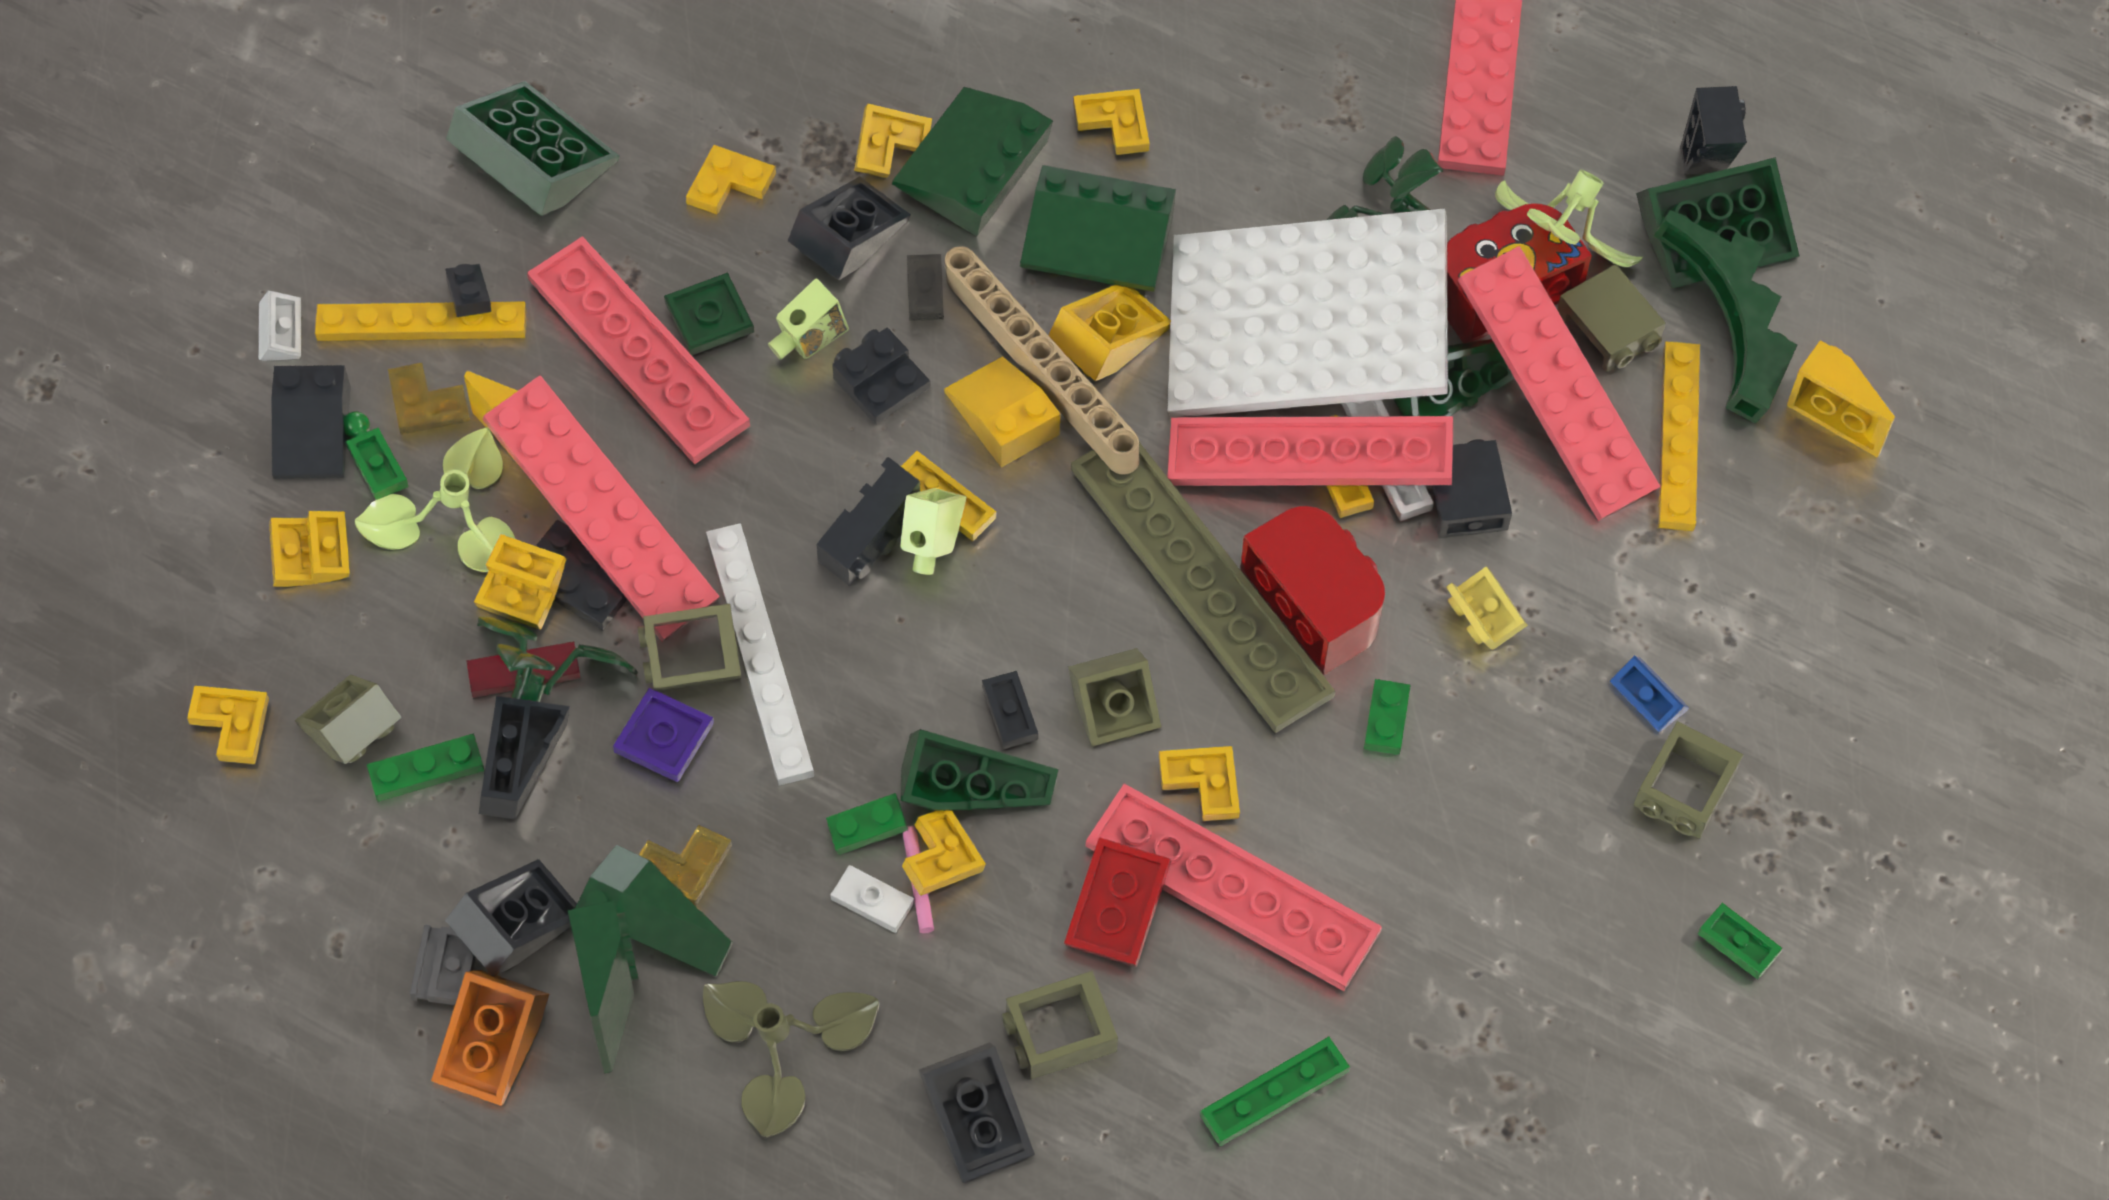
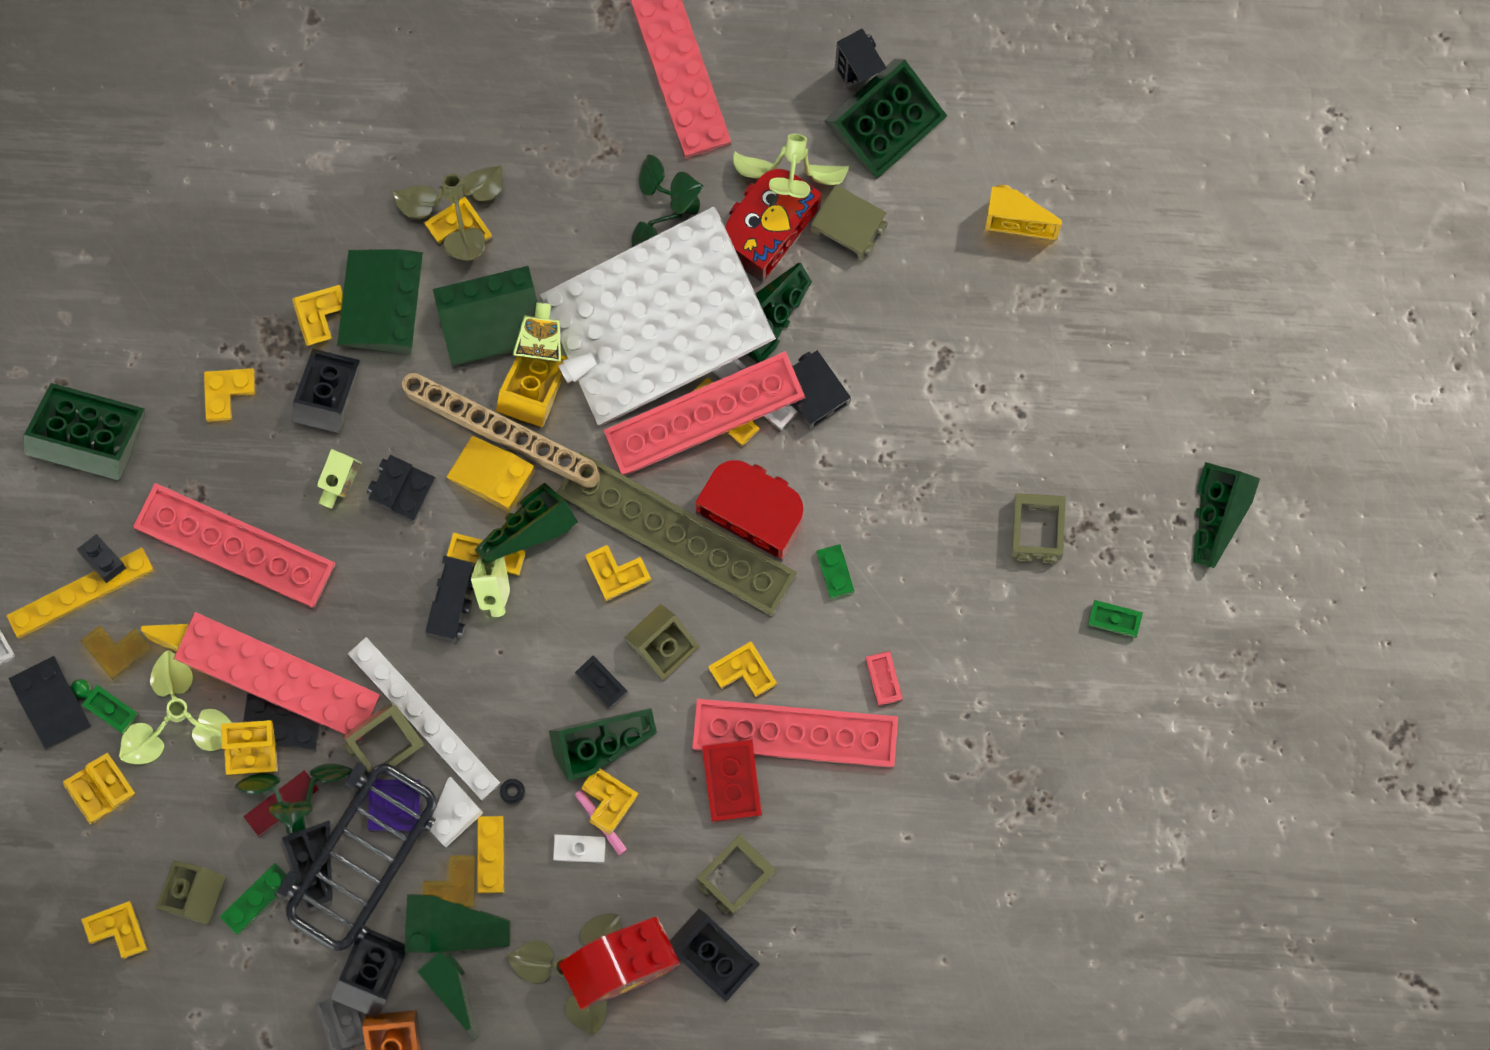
camera: 25 degrees left, 15 degrees up
(627, 669) = (298, 891): none -> black bar
(709, 314) = (267, 497): dark green plate -> none
(732, 779) = (453, 813): none -> white wing
(753, 853) = (490, 854): none -> yellow plate
(823, 779) = (512, 783): none -> black plate
(845, 1045) = (619, 962): none -> red brick
(867, 824) = (552, 802): green plate -> none
(925, 287) = (397, 410): clear smoke plate -> none
(1038, 482) = (539, 519): none -> dark green wedge
(1081, 73) = (418, 203): none -> olive plant
(1093, 597) = (614, 579): none -> yellow plate
(1146, 271) = (539, 335): none -> torso
(1175, 327) = (577, 366): none -> white cone
(1274, 1091) = (883, 853): green plate -> none
(1386, 873) = (884, 678): none -> coral plate
(1487, 609) = (863, 469): light yellow bracket -> none
(1558, 383) = (839, 291): coral plate -> none
(1649, 693) = (988, 476): blue slope -> none
(1679, 436) = (928, 285): yellow plate -> none
(1728, 269) = (934, 174): dark green arch -> none
(1962, 859) = (1223, 505): none -> dark green wedge

